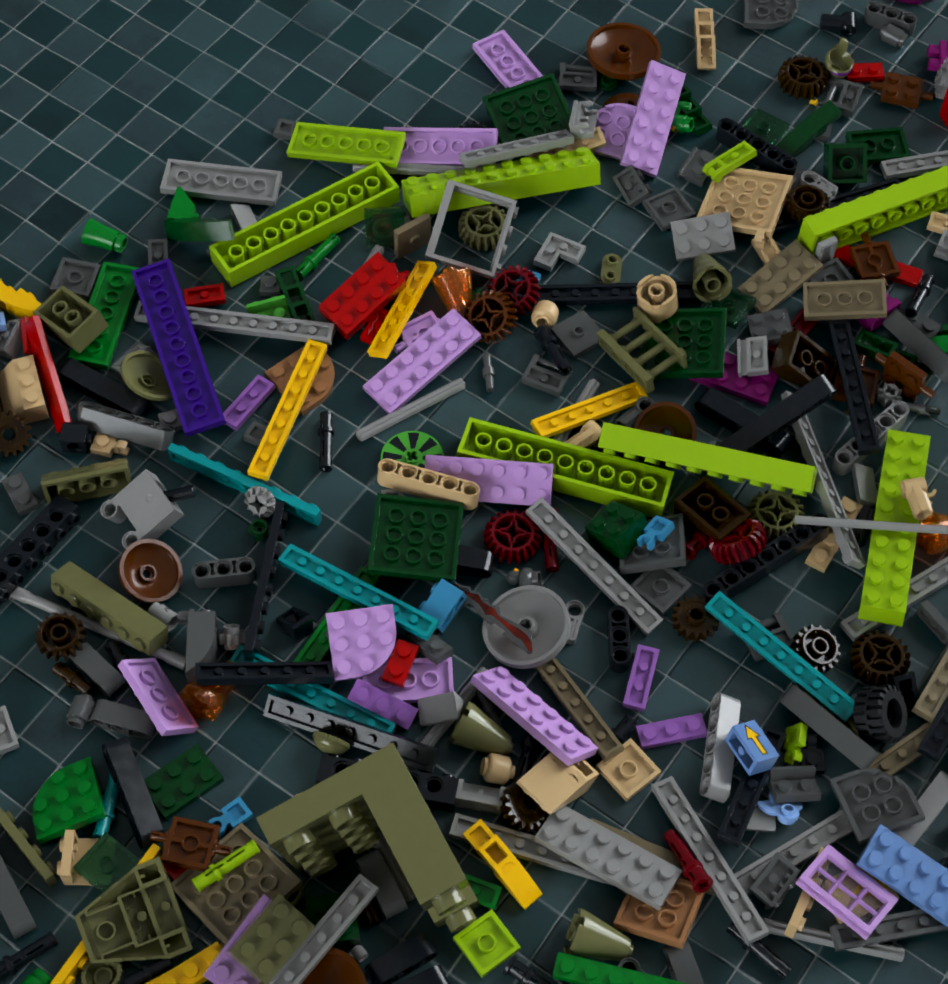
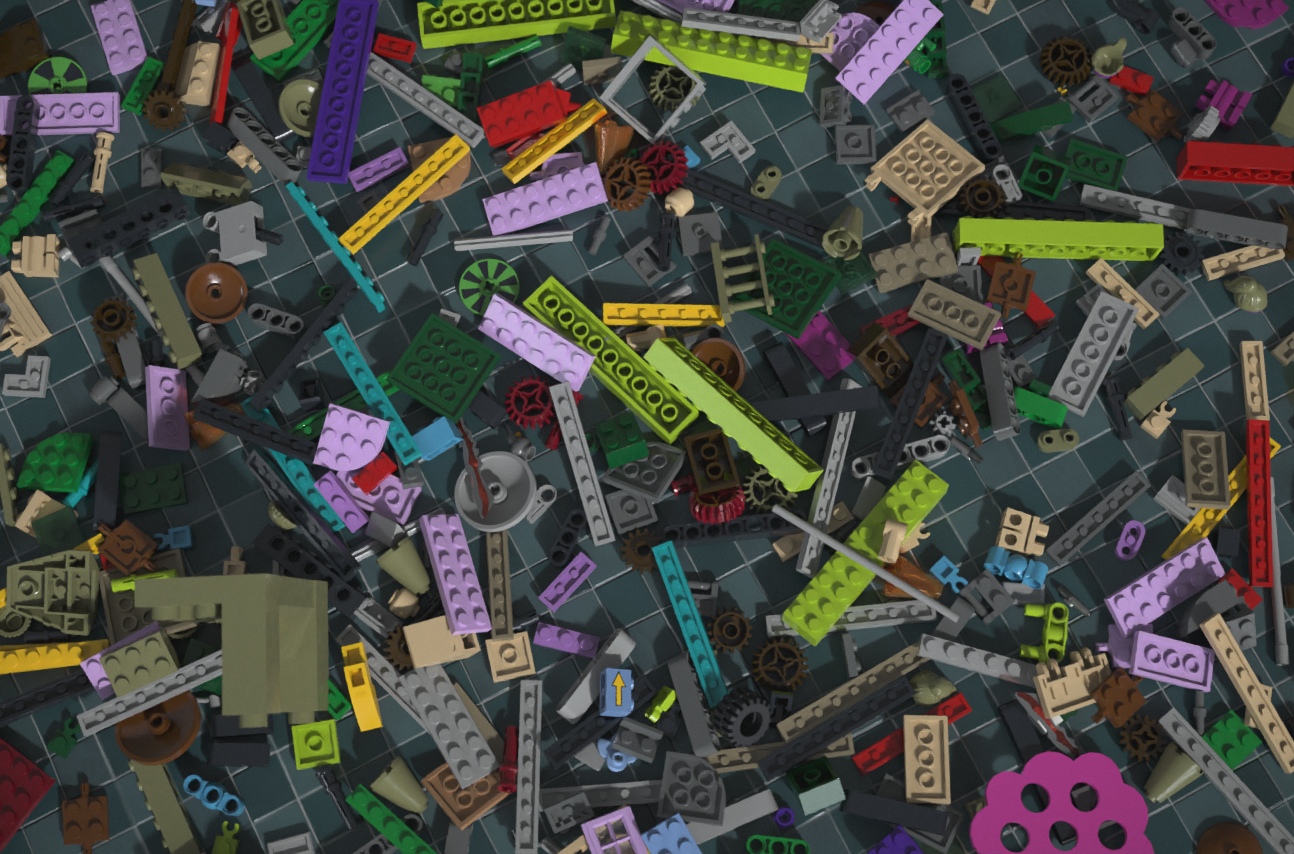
camera: 30 degrees right, 15 degrees up
(264, 497) = (337, 270): light grey gear -> none
(427, 483) = (478, 314): tan beam -> none
(656, 530) = (651, 458): dark azure plate -> none
(657, 297) = (783, 234): tan brick -> none
(702, 235) = (866, 188): light grey plate -> none
(729, 161) = (936, 122): lime plate -> none
(753, 356) = (838, 331): light grey plate -> none
(770, 324) = (872, 307): dark grey plate -> none

